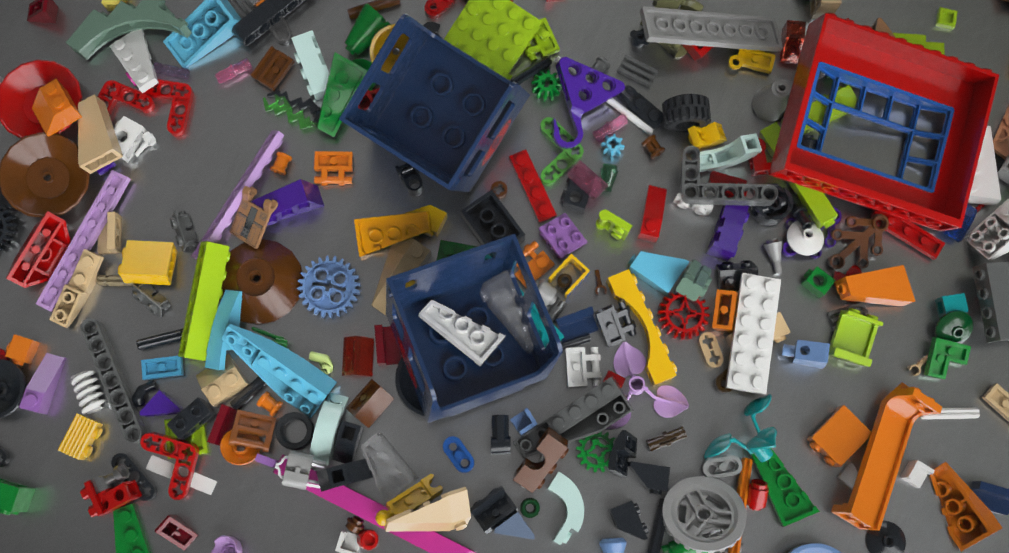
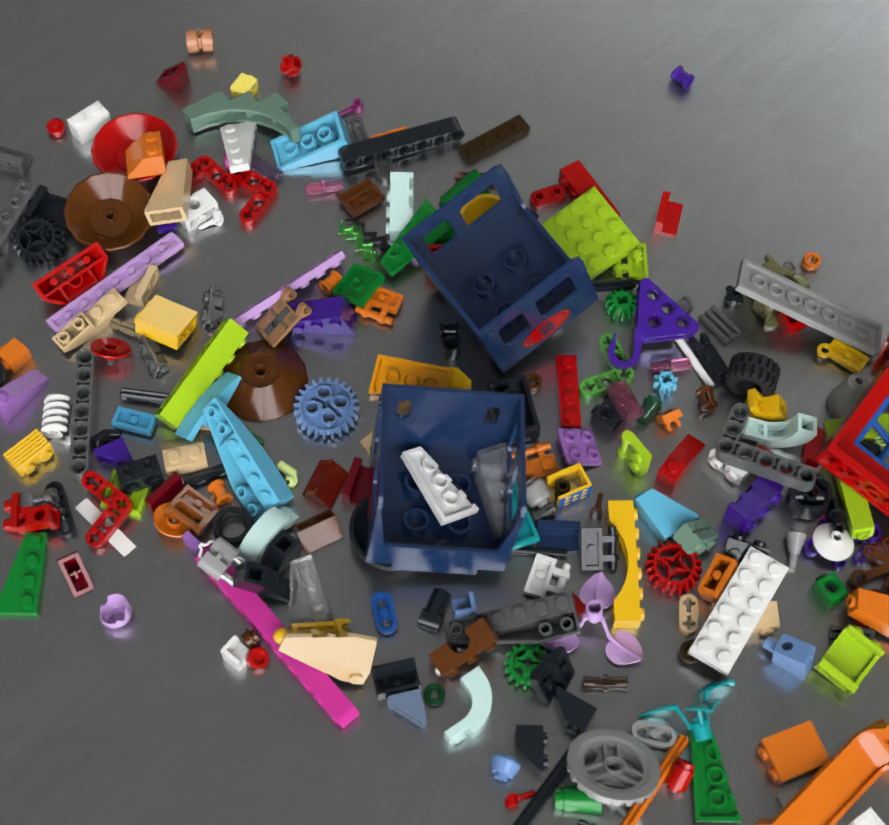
camera: 25 degrees right, 15 degrees down
(108, 307) = (110, 348): none -> red dish
(307, 158) = (358, 284): none -> green plate
(627, 176) = (668, 416): none -> orange tile

